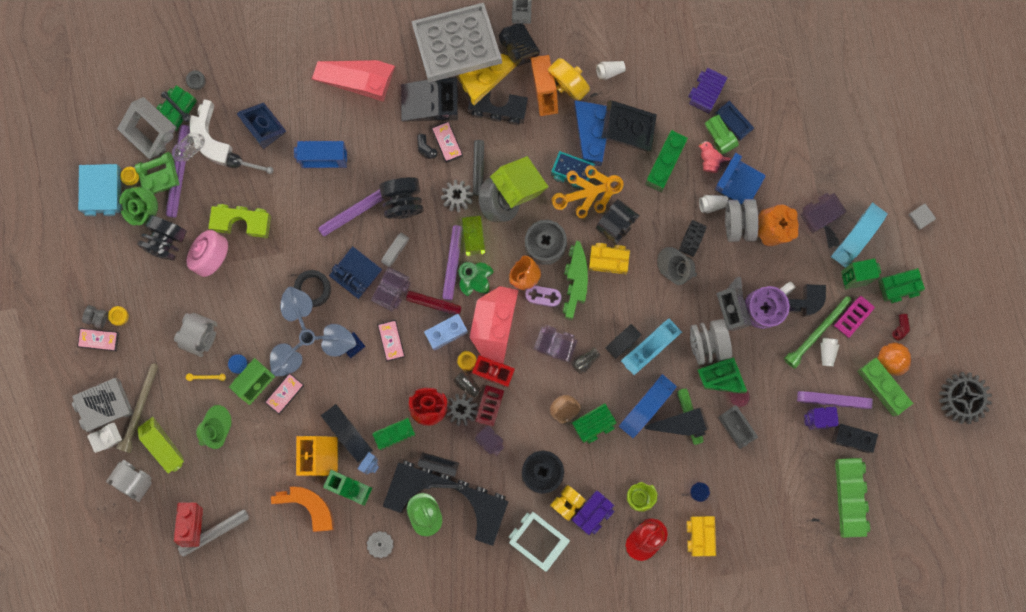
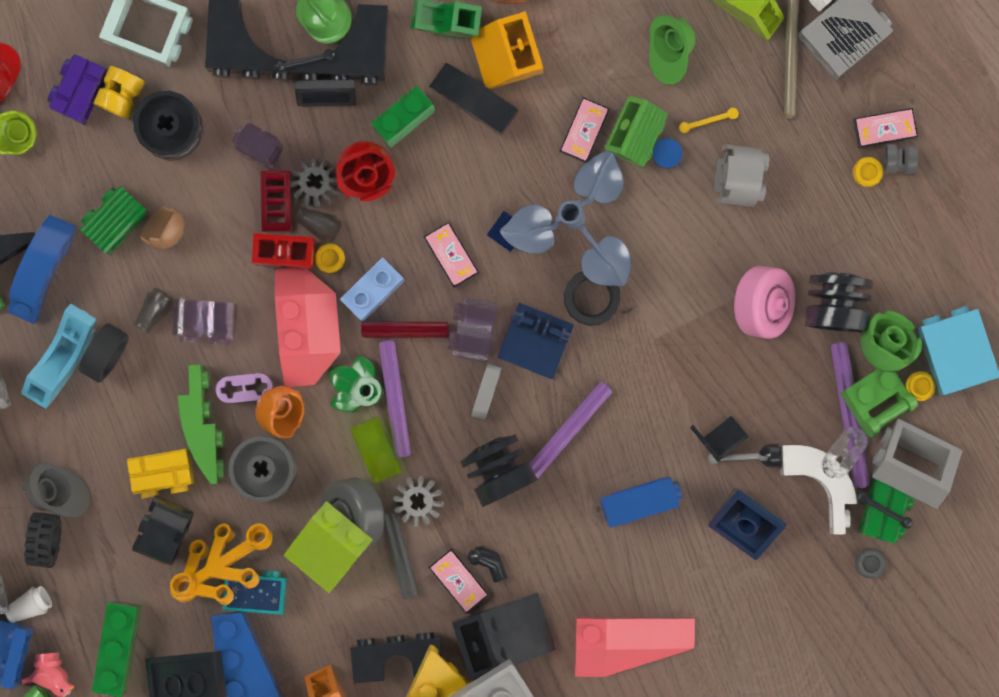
camera: 165 degrees right, 5 degrees up
(224, 217) = (759, 363): lime arch -> none
(259, 179) = (722, 438): none -> black bracket
(369, 464) = (423, 57): medium blue hinge -> none

